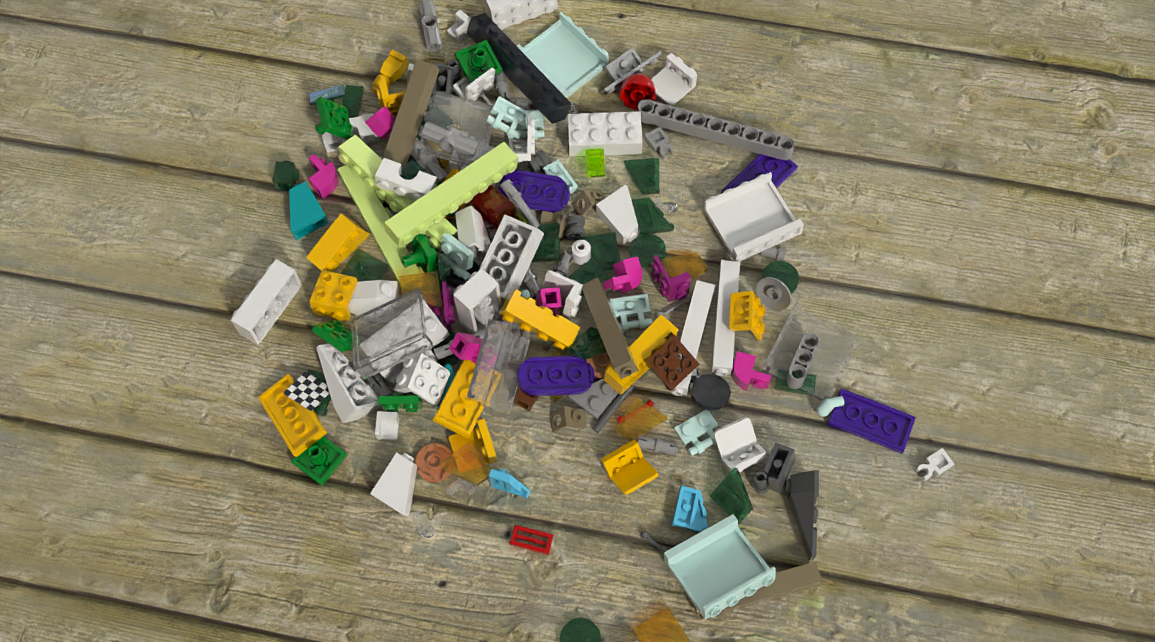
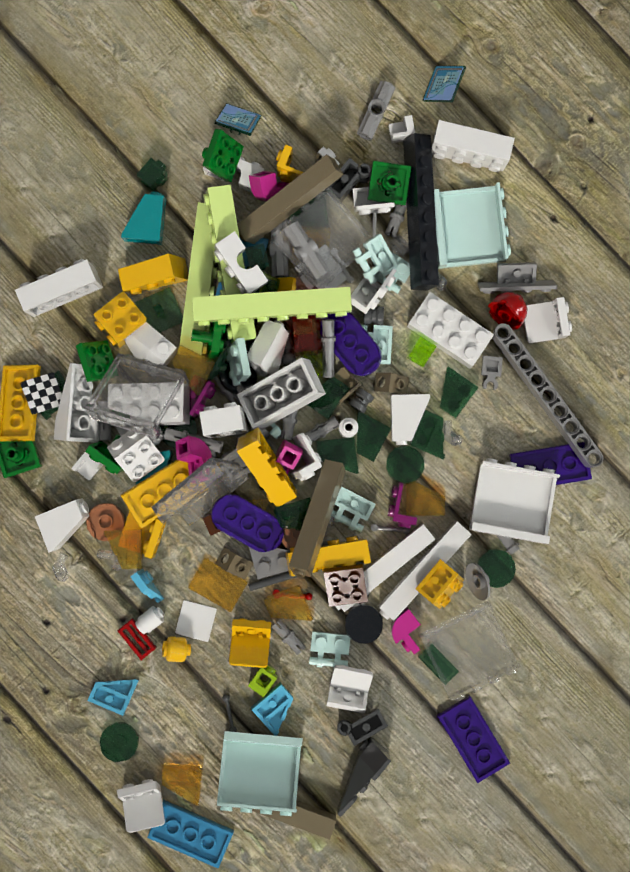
camera: 35 degrees right, 20 degrees up
(325, 179) = (184, 203): dark pink brick -> none
(353, 100) = (258, 140): clear green tile -> none
(391, 69) = (309, 133): yellow piece -> none
(531, 513) = (150, 620): none -> white brick
(545, 600) = (113, 694): none -> medium azure wing
(567, 447) = (217, 585): none -> clear yellow piece
(570, 490) = (195, 621): none -> white sticker
(571, 521) = (176, 649): none -> yellow head
(627, 277) = (371, 478): dark pink brick -> none
(666, 485) = (261, 686): none -> lime brick
(732, 496) = (314, 722): clear green wing -> none
(801, 368) = (464, 655): light grey beam -> none
(827, 405) = (445, 704): light aqua arm -> none
(937, 463) = (496, 812): white plate -> none

